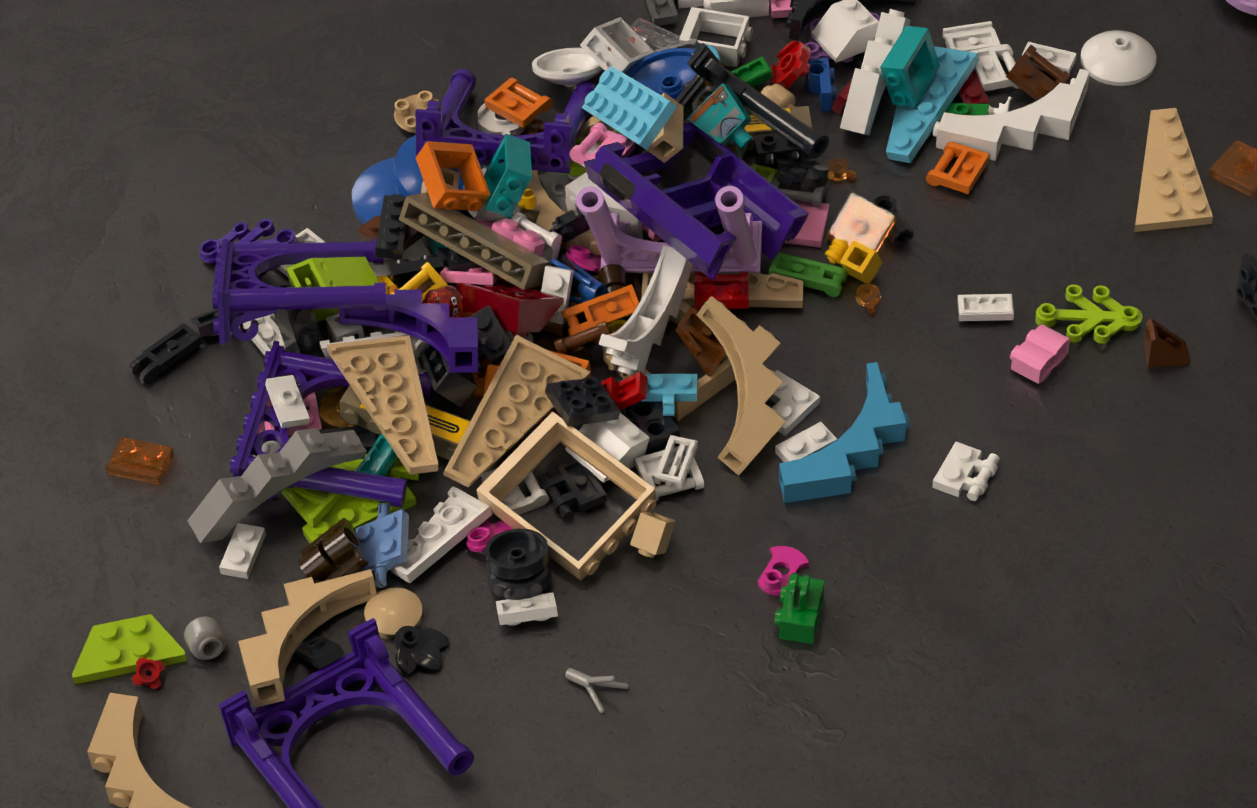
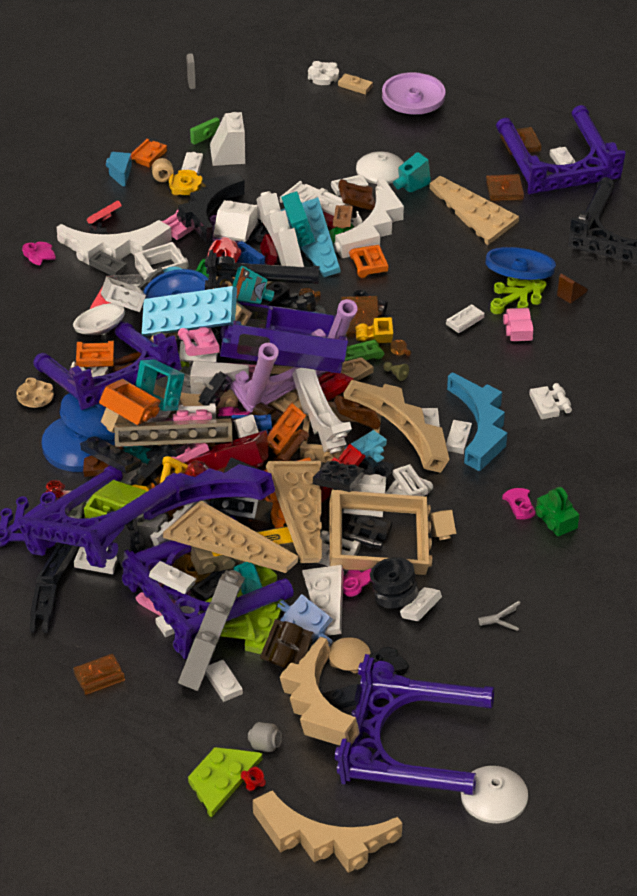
camera: 45 degrees left, 5 degrees down
(307, 231) = (56, 487): none -> clear red plate
(830, 326) = (400, 371): none -> olive piece
(981, 93) = (342, 216): none -> medium nougat plate
(1130, 277) = (520, 263): none -> blue dish
(1135, 87) = (413, 173): none -> teal torso

